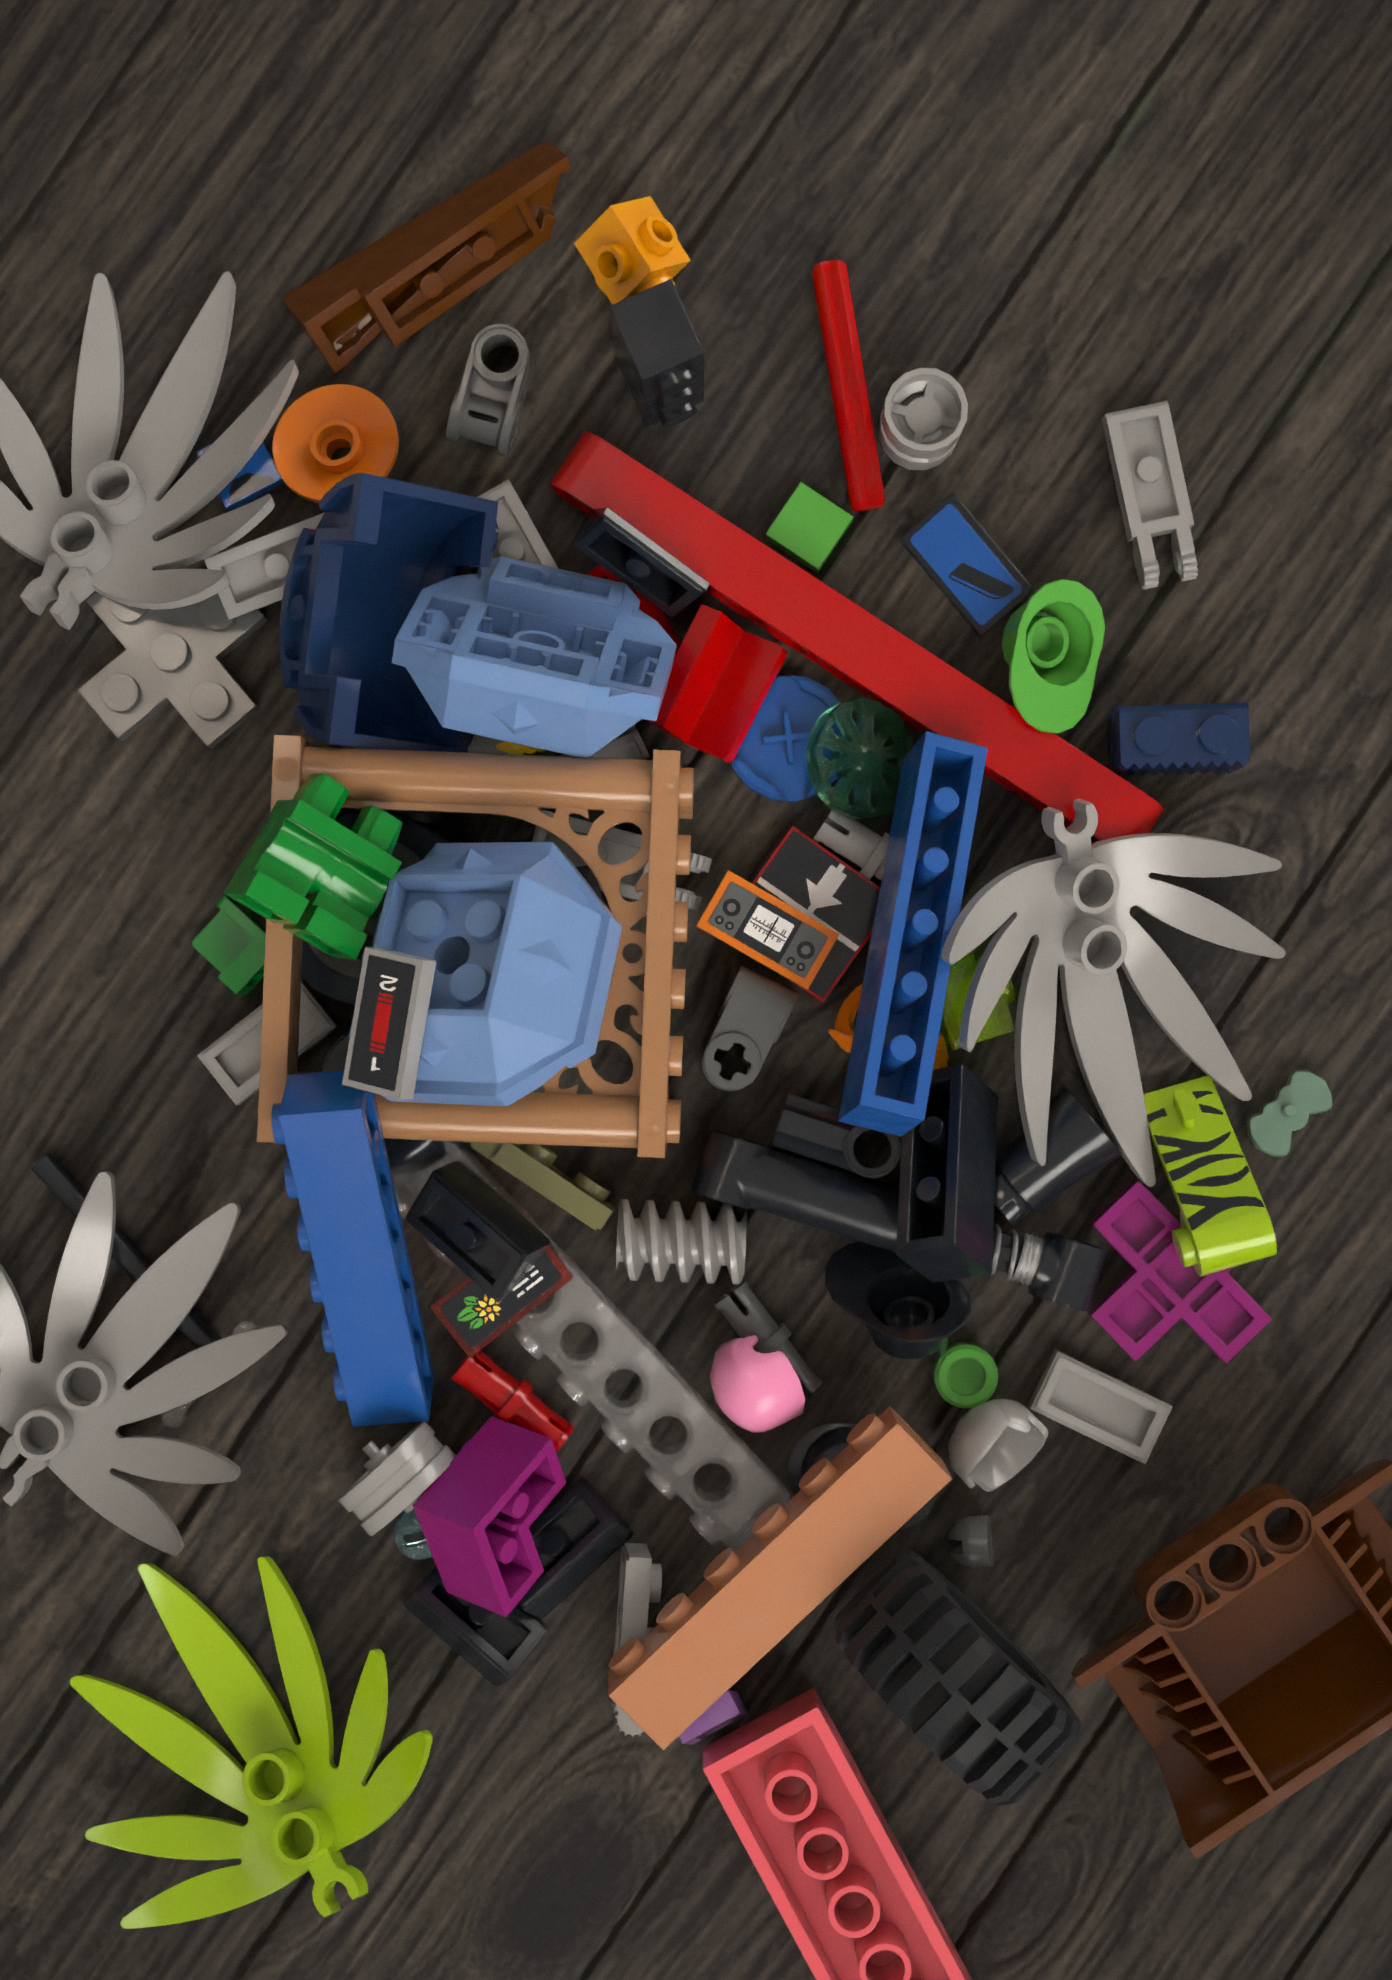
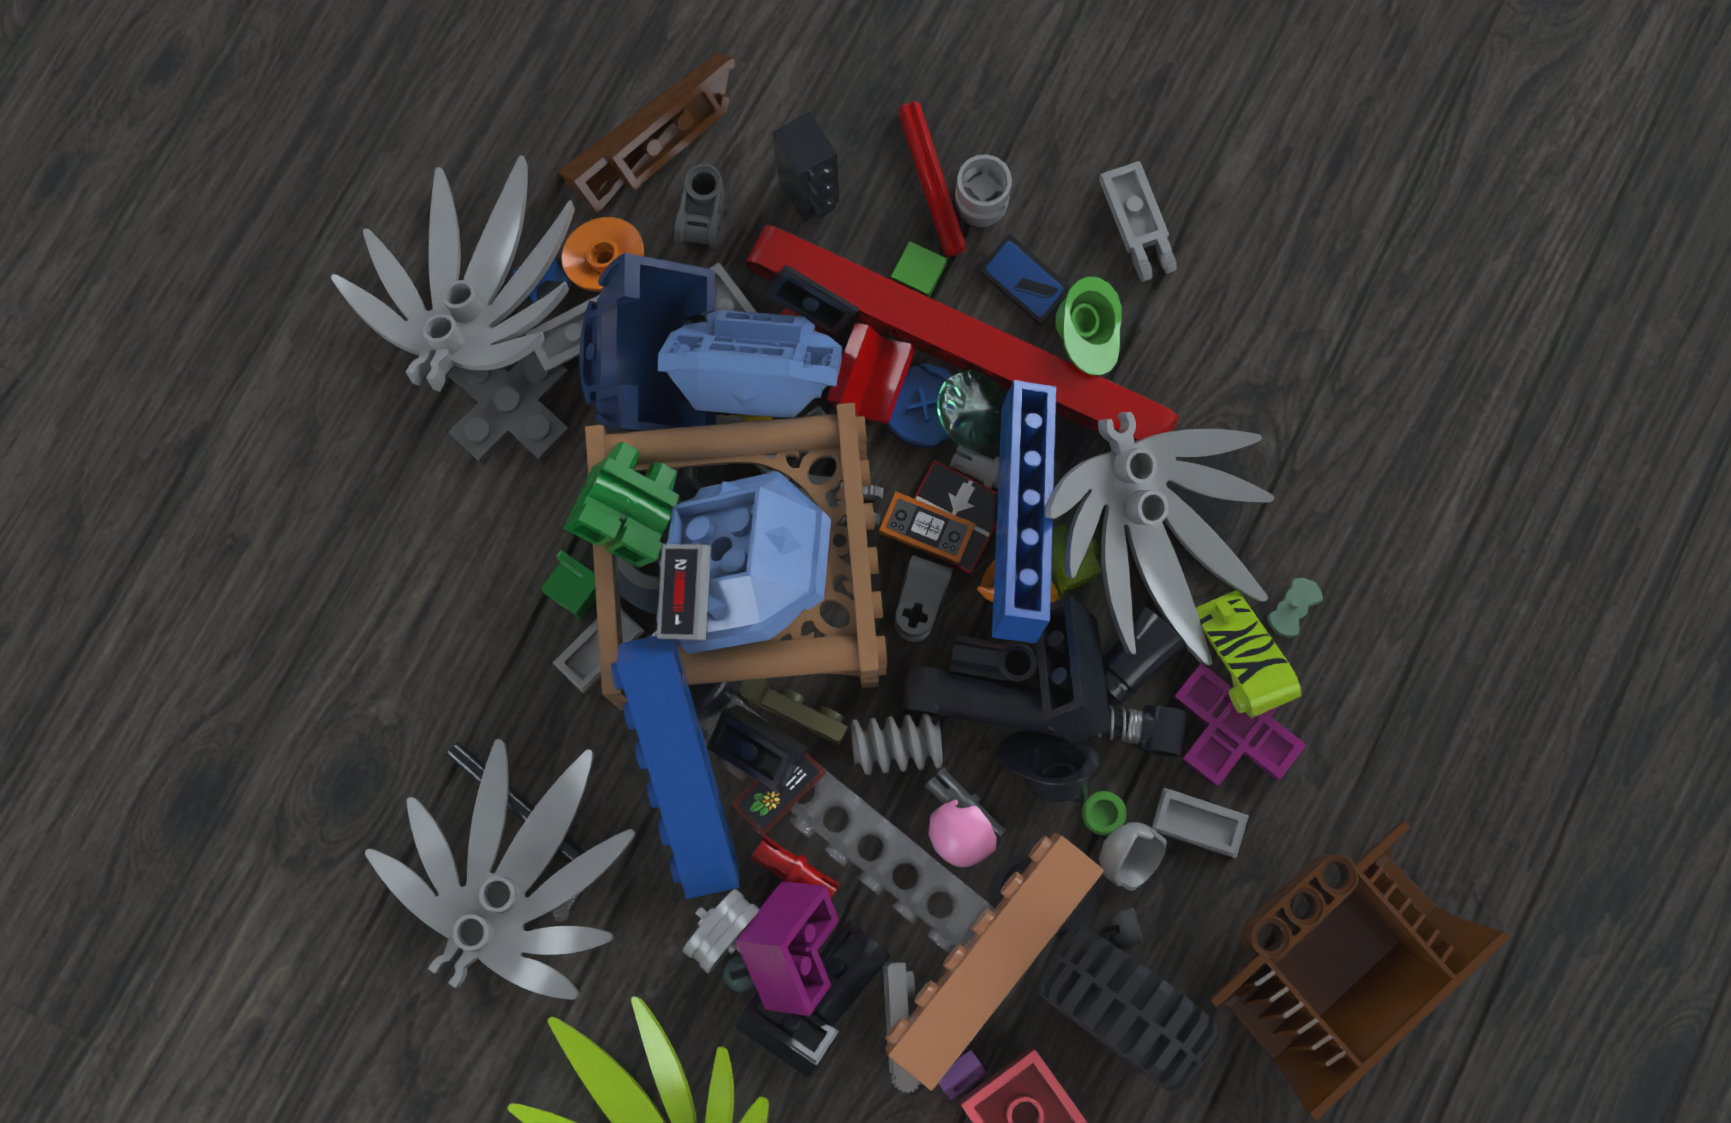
camera: 10 degrees left, 10 degrees down
(631, 249) = (778, 104): light orange brick -> none
(1178, 738) = (1181, 370): dark blue brick -> none

